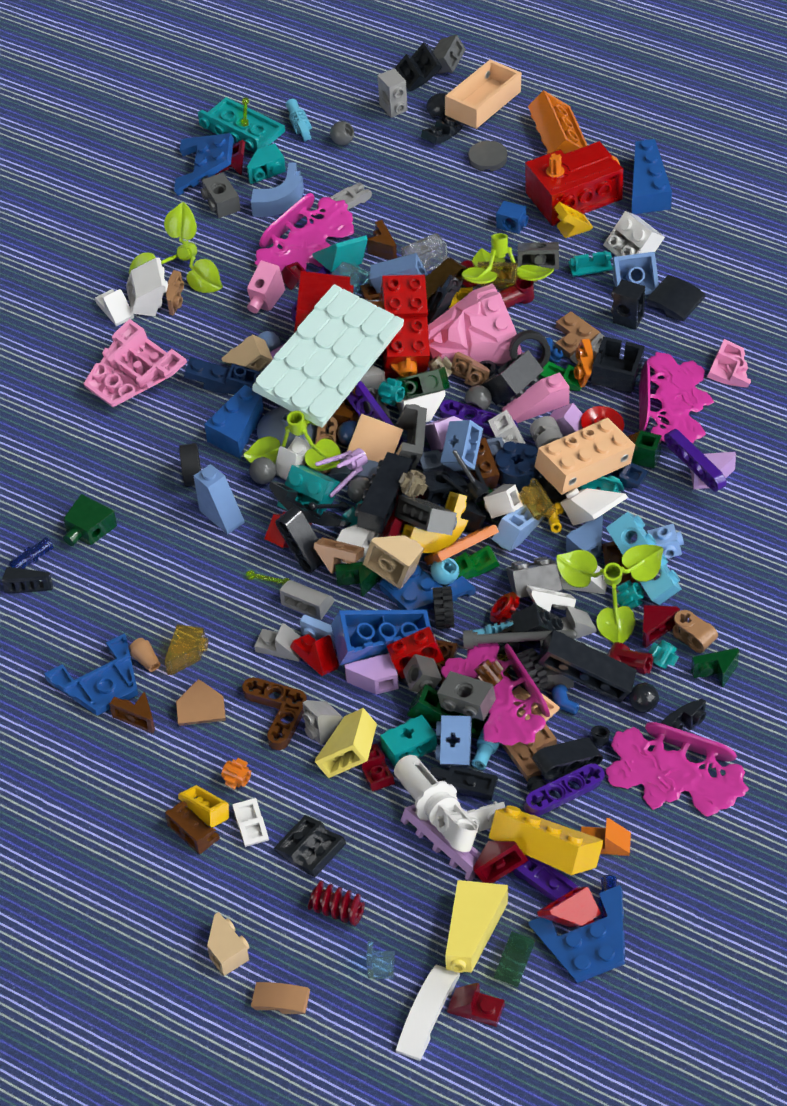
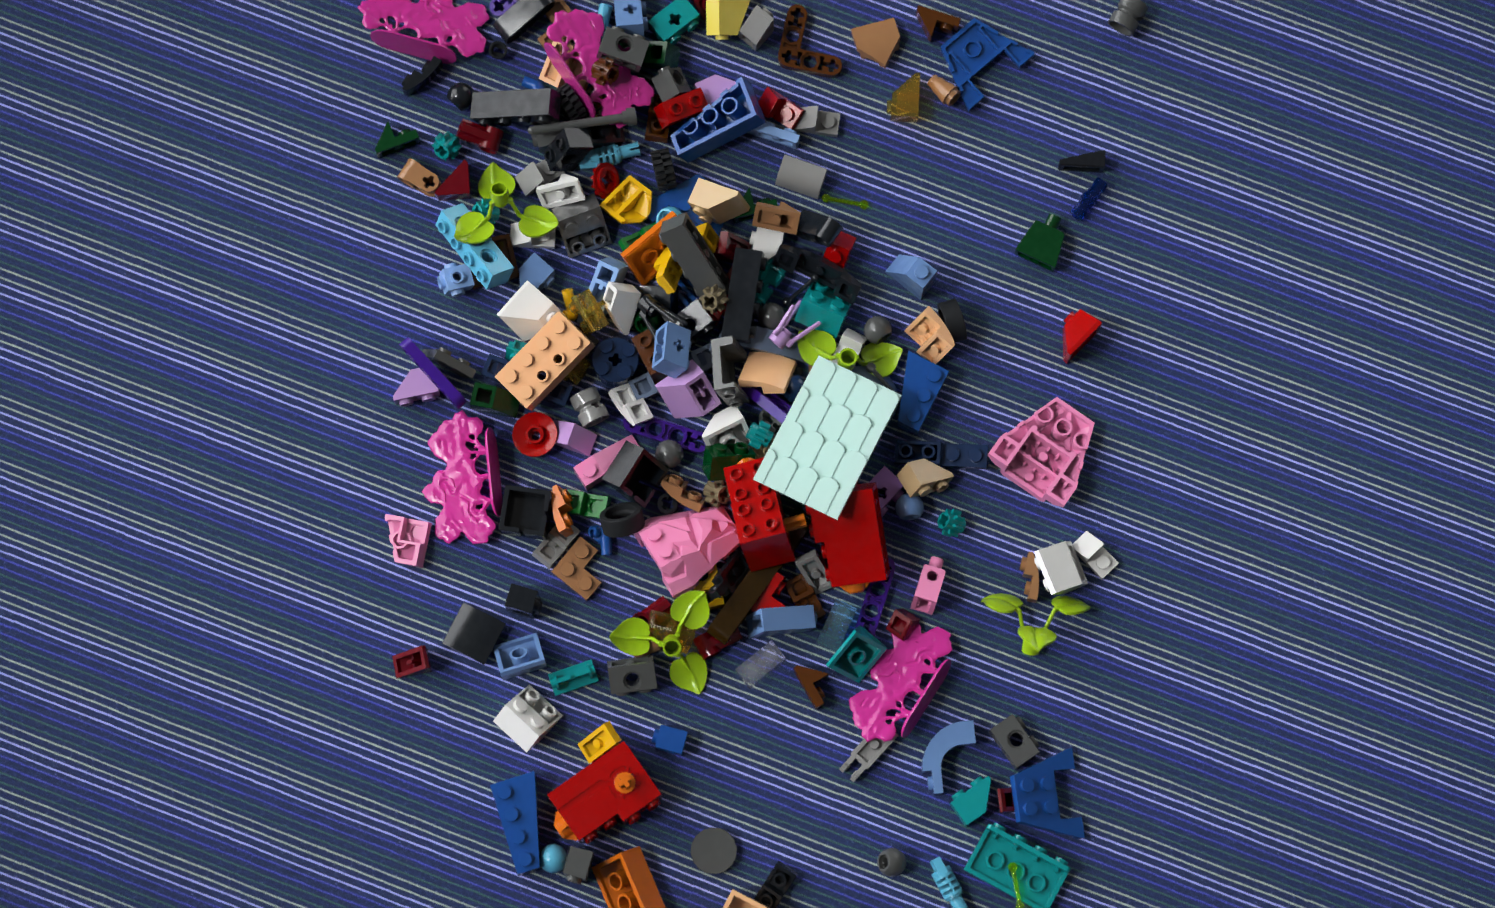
camera: 165 degrees right, 30 degrees up
(75, 443) = (1078, 332): none -> red slope
(214, 453) = (931, 335): none -> light nougat slope
(232, 331) = (951, 522): none -> teal gear
(276, 439) = (872, 368): none -> dark grey hinge
(484, 587) = (629, 202): none -> yellow slope
(605, 133) = (578, 865): none -> dark grey brick
(624, 154) = (553, 858): none -> medium azure piece
(681, 480) = (443, 358): none -> dark grey wing
(731, 282) = (412, 662): none -> dark red slope

